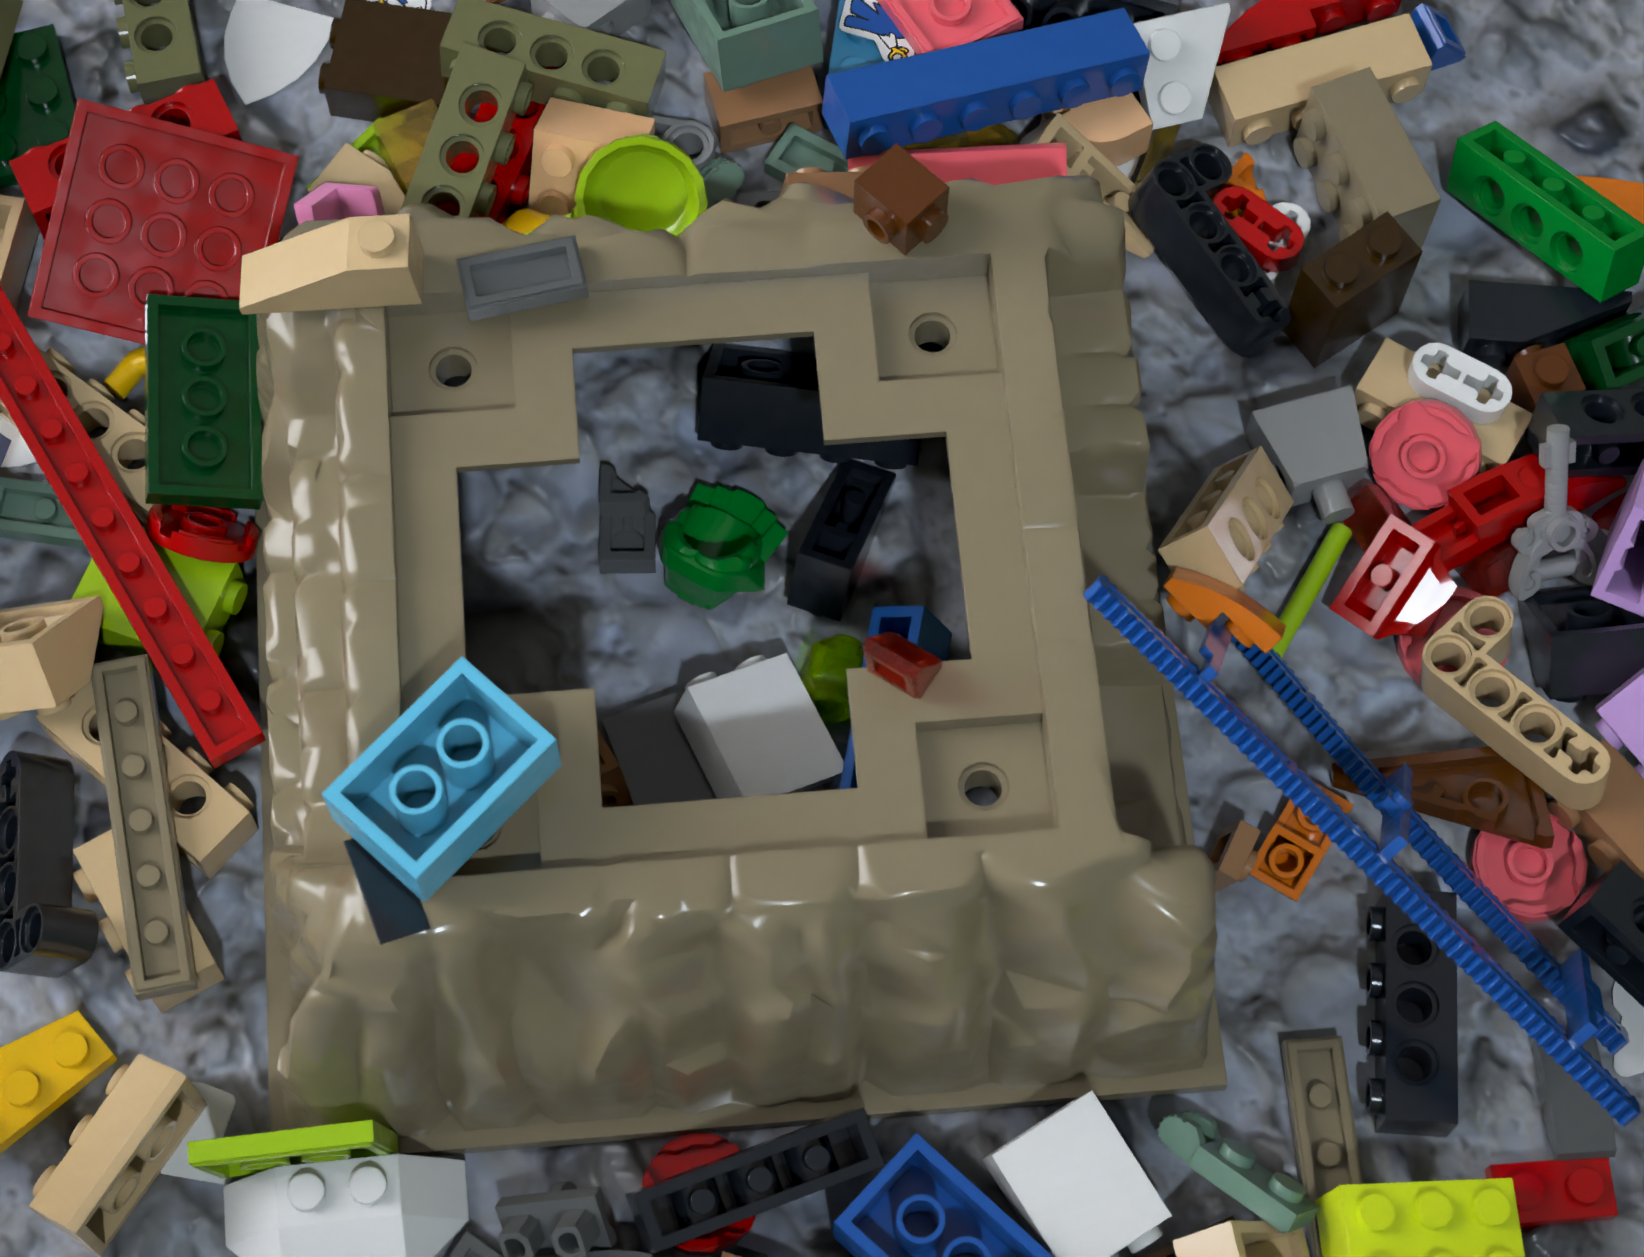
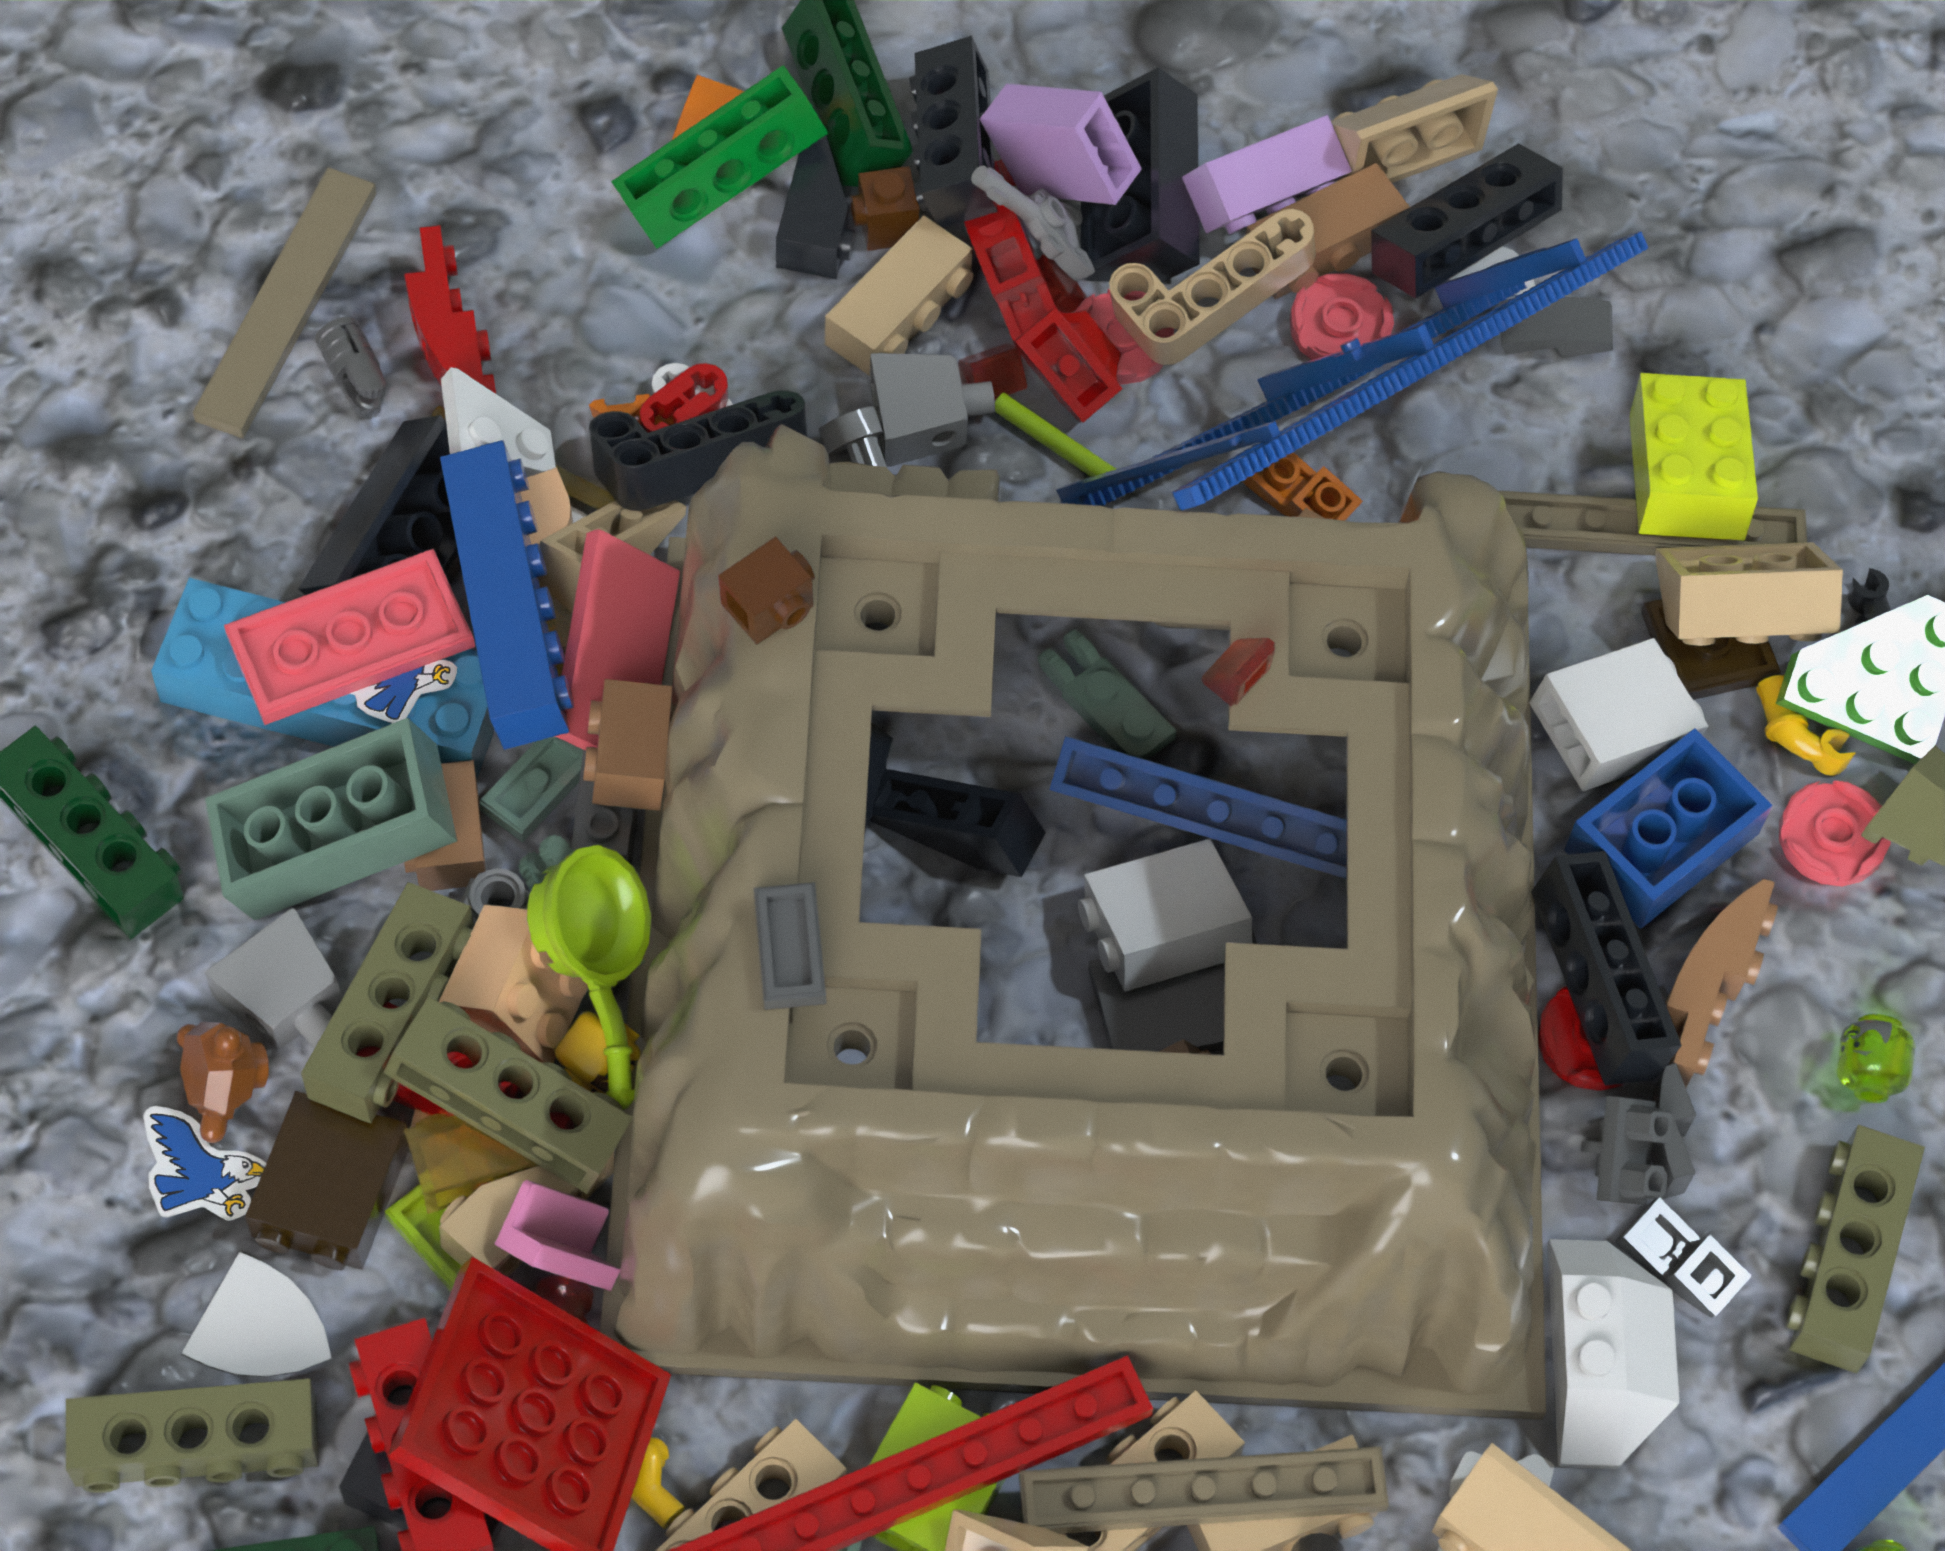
camera: 85 degrees left, 5 degrees down
(201, 404) = (732, 1396): dark green plate -> none
(203, 533) = (876, 1416): red tile -> none
(261, 1151) = (1558, 1361): lime tile -> none
(337, 267) = (758, 1118): tan slope -> none
(391, 905) = (1434, 1133): black sticker -> none
(443, 778) = (1340, 1053): medium azure brick -> none
(718, 546) = (948, 903): green hair -> none
(825, 674) = (1102, 839): clear neon green head -> none
(1205, 598) = (1142, 456): orange slope -> none
(1230, 520) = (1033, 463): tan brick -> none
(1234, 1170) = (1613, 584): sand green hinge -> none
(1253, 389) = (857, 435): none -> light grey piece
(1271, 89) = (521, 322): tan brick -> none
(1351, 289) = (775, 327): dark brown brick -> none
(1363, 158) = (643, 298): dark tan brick -> none
(1400, 1104) = (1500, 417): black brick -> none
(1424, 452) = (946, 309): coral tile -> none
(1437, 36) = (488, 229): blue slope -> none
(1460, 382) = (896, 269): white beam -> none
(1472, 790) = (1278, 337): reddish brown wing -> none
(1560, 1190) = (1635, 351): red plate -> none

